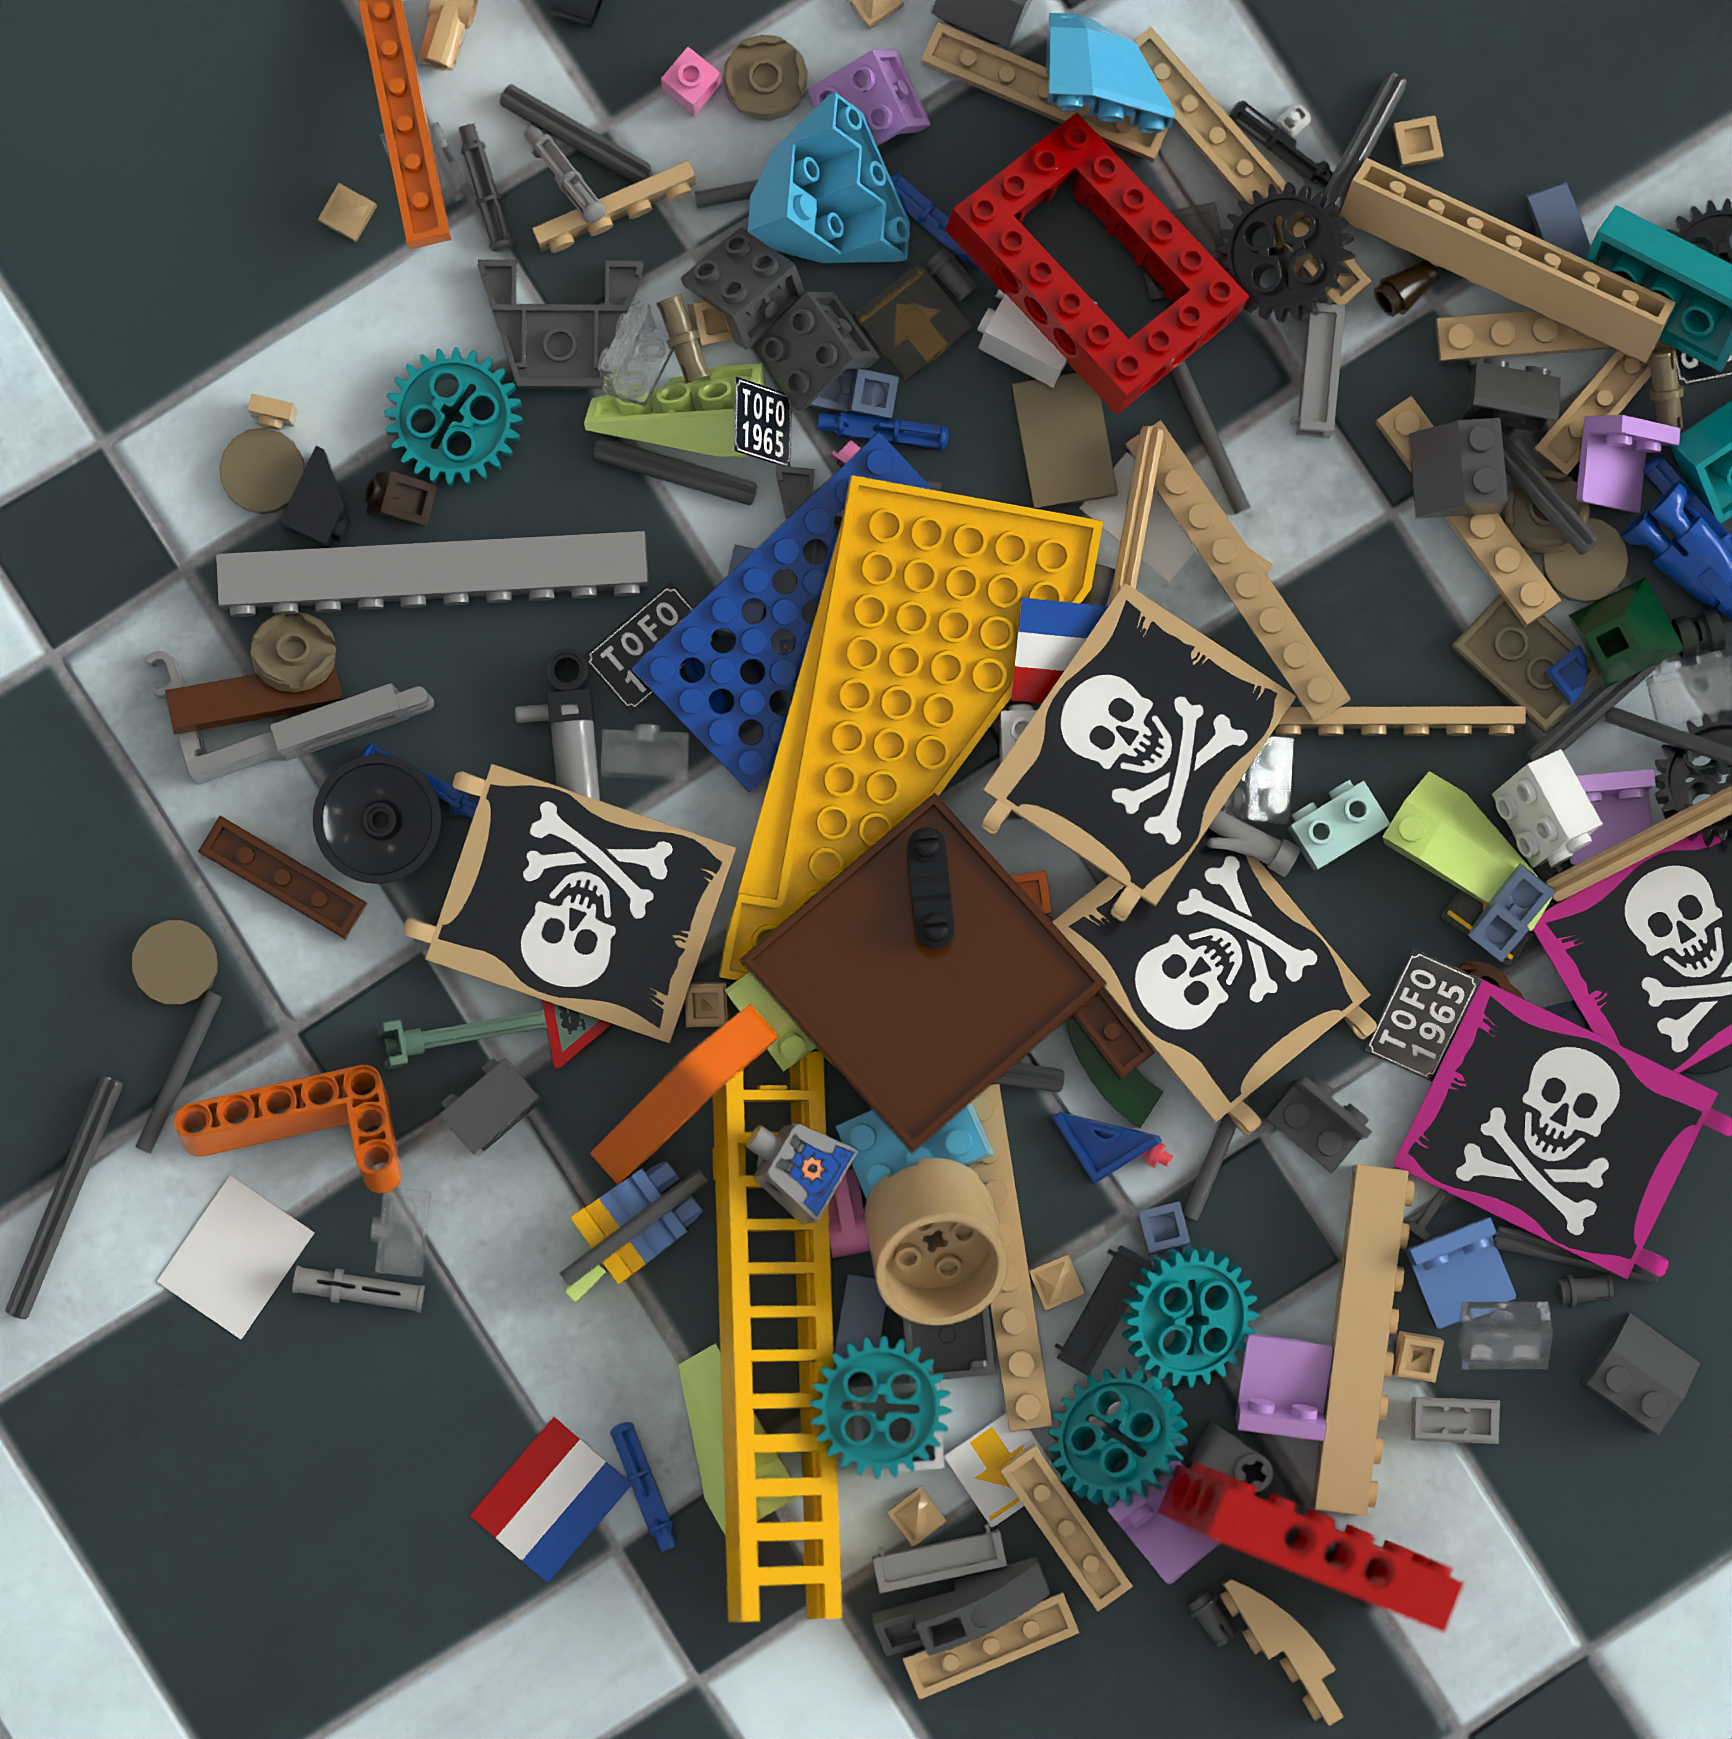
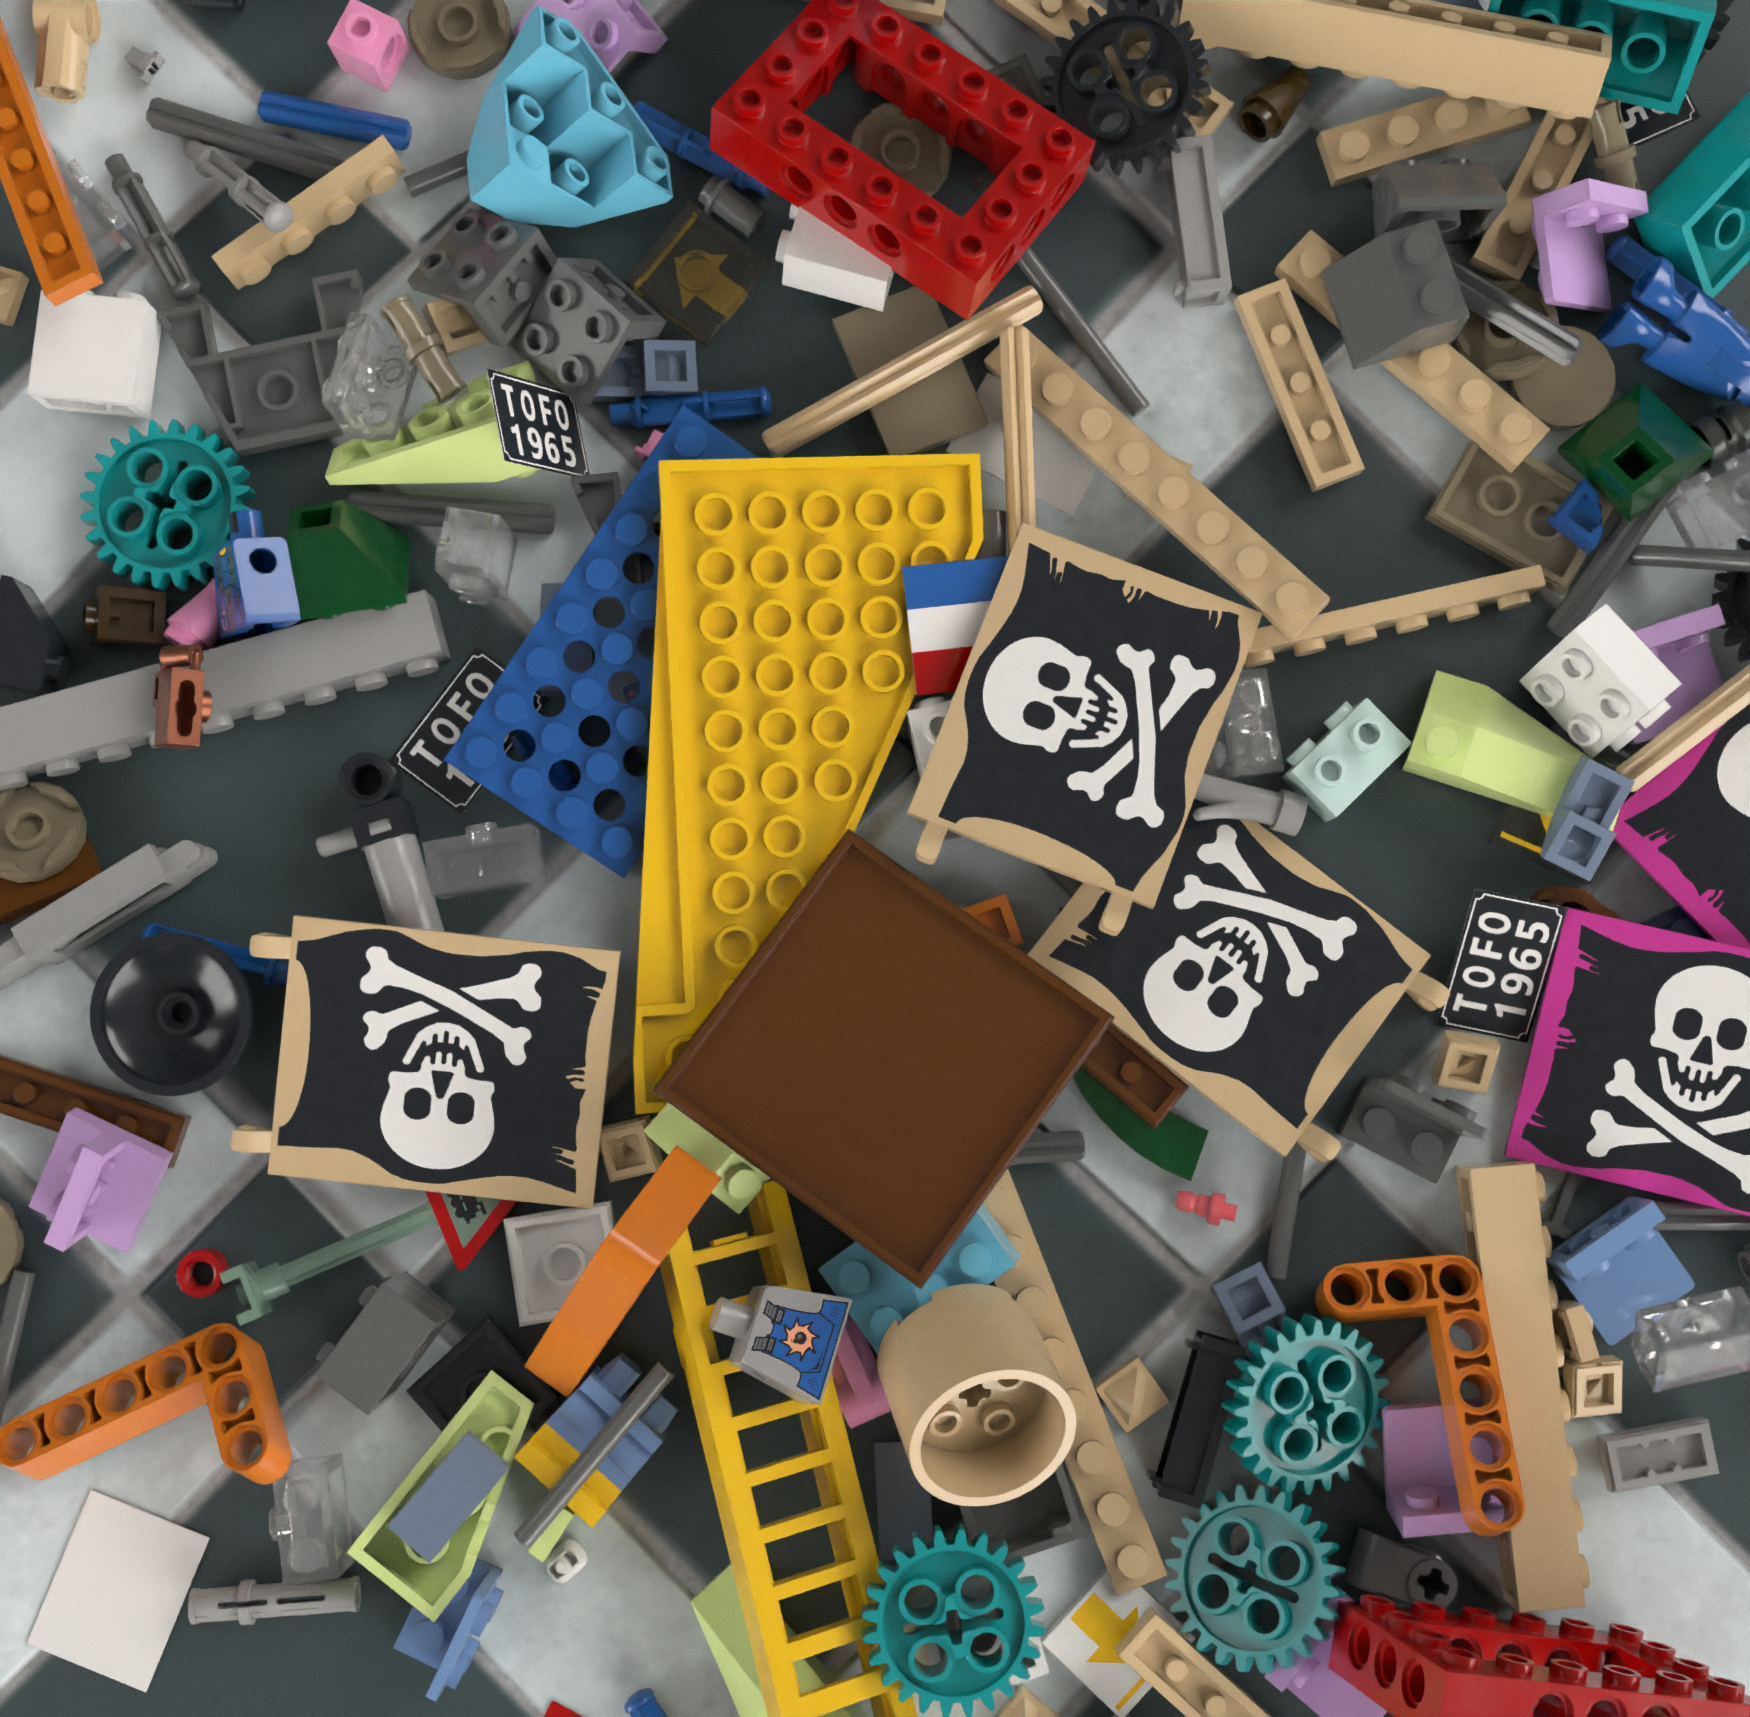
camera: 10 degrees left, 0 degrees up
(290, 936) = (98, 1183): none -> lavender bracket
(340, 1026) = (185, 1269): none -> red axle
(423, 285) = (96, 354): none -> white brick
(439, 575) = (180, 698): none -> copper piece
(459, 514) = (196, 621): none -> bright pink cone
(490, 1329) = (449, 1640): none -> medium blue bracket
(502, 1249) = (498, 1418): none -> yellowish green wedge
(505, 51) = (145, 63): none -> light grey piece
(513, 495) = (253, 580): none -> torso
(517, 1232) = (449, 1496): none -> sand blue slope
(551, 1168) = (461, 1370): none -> black tile
(587, 1312) = (565, 1561): none -> white rock
(588, 494) = (345, 560): none -> dark green slope
(627, 1073) = (550, 1255): none -> white tile
(649, 133) = (333, 119): none -> blue axle
(689, 513) = (475, 555): none -> clear brick
(930, 888) = (870, 948): black piece -> none
(1057, 440) = (901, 372): none -> tan axle
(1096, 260) = (904, 147): none -> dark tan tile
(1102, 1145) = (1150, 1213): blue tile -> none
(1310, 1310) = (1451, 1368): none -> orange beam
(1372, 519) = (1298, 385): none -> tan plate
(1377, 1083) = (1465, 1061): none -> tan tile
(1413, 1309) = (1575, 1330): none -> tan tile

